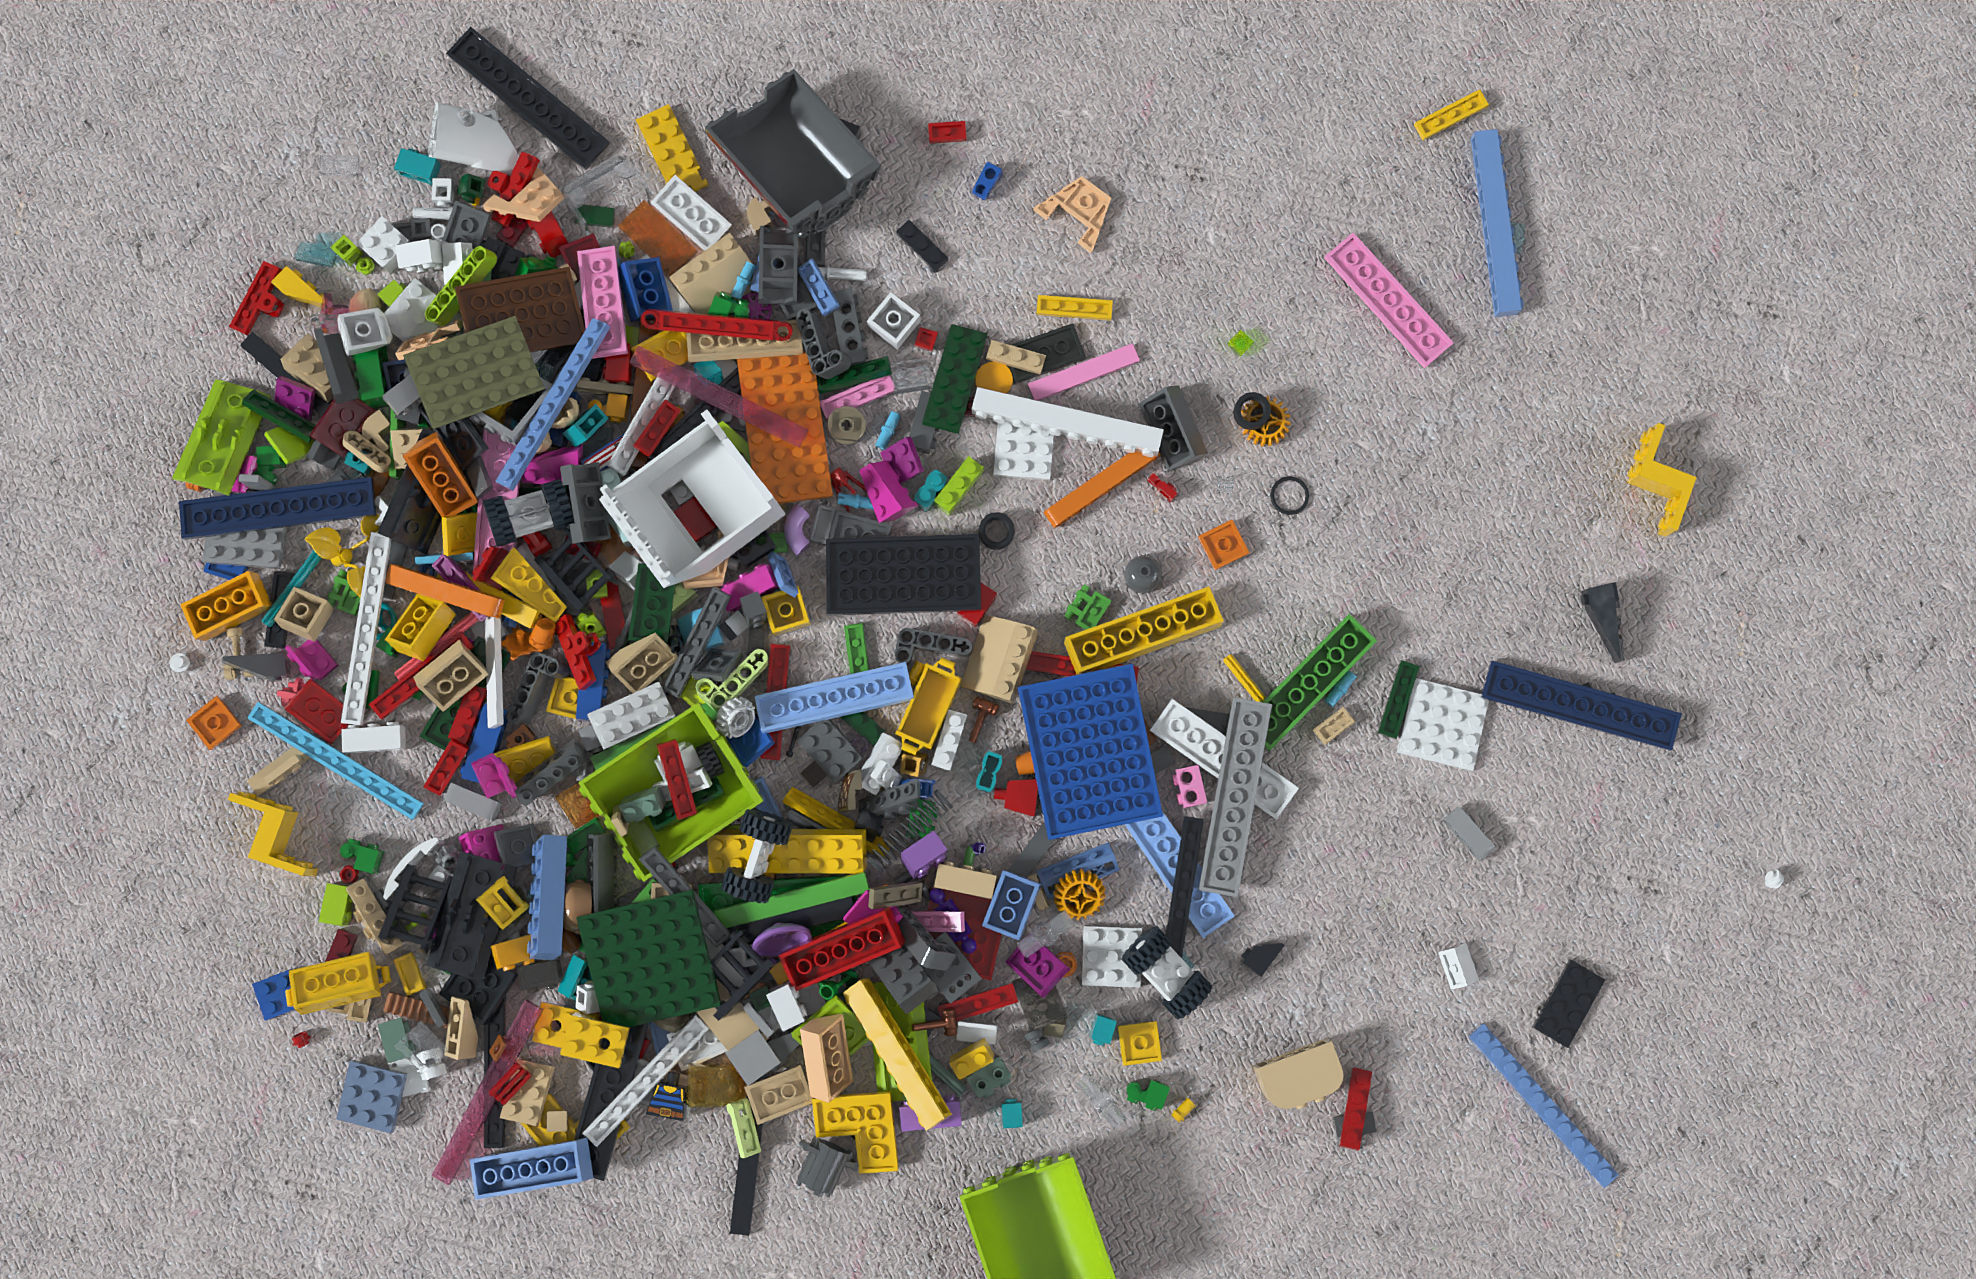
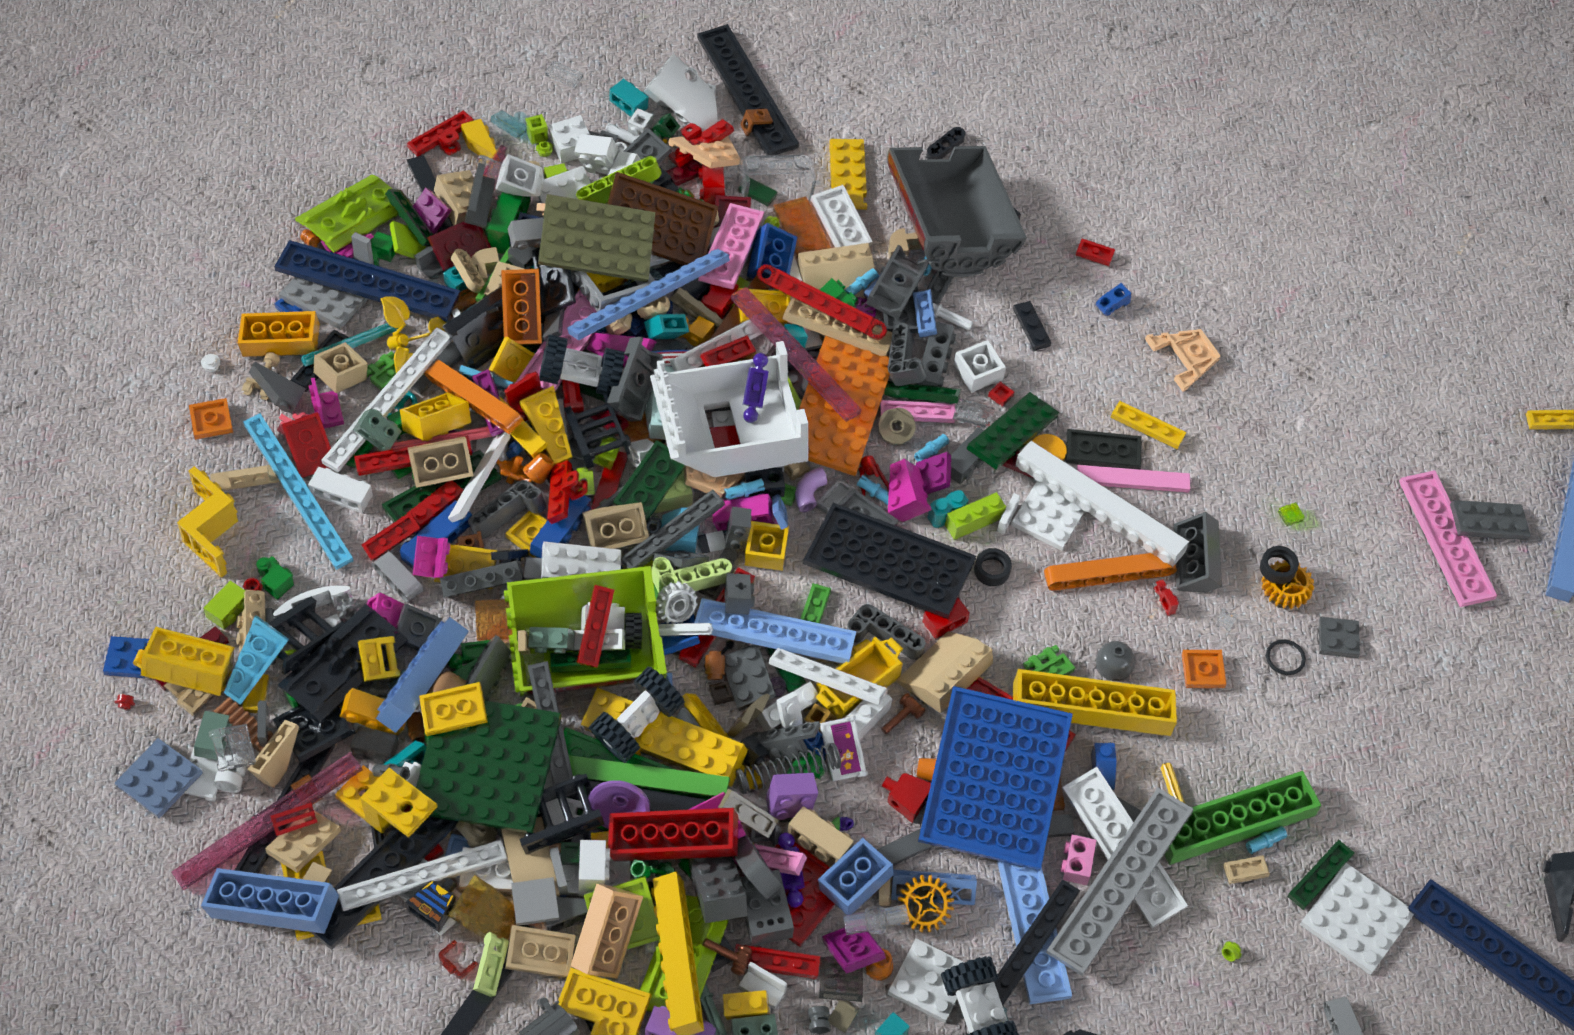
camera: 20 degrees right, 25 degrees down
(375, 670) = (377, 429): none -> sand green brick
(393, 954) = (258, 653): none -> medium azure wing
(553, 132) = (755, 116): none -> dark orange bracket
(562, 735) = (509, 555): none -> black plate
(570, 1004) = (379, 769): none -> dark grey pin
(595, 930) = (453, 709): none -> yellow tile
(702, 461) = (755, 387): none -> dark purple plate
(710, 1140) = (450, 967): none -> clear red piece
(741, 569) = (744, 489): none -> medium azure pin
(742, 75) = (948, 137): none -> black beam
(756, 737) = (685, 629): none -> white axle
(779, 671) = (738, 594): none -> dark grey brick
(797, 754) = (714, 665): none -> dark orange brick
(902, 724) = (828, 676): none -> white tile
(948, 781) = (846, 738): none -> door
(987, 467) = (1008, 514): none -> white tile
(990, 767) = (888, 758): teal brick -> none
(1016, 357) = (1076, 439): tan plate -> none
(1175, 685) = (1104, 758): none -> blue slope
(1329, 452) = (1339, 637): none -> dark grey plate
(1350, 808) = (1231, 951): none -> lime plate
(1420, 263) = (1490, 520): none -> dark grey plate

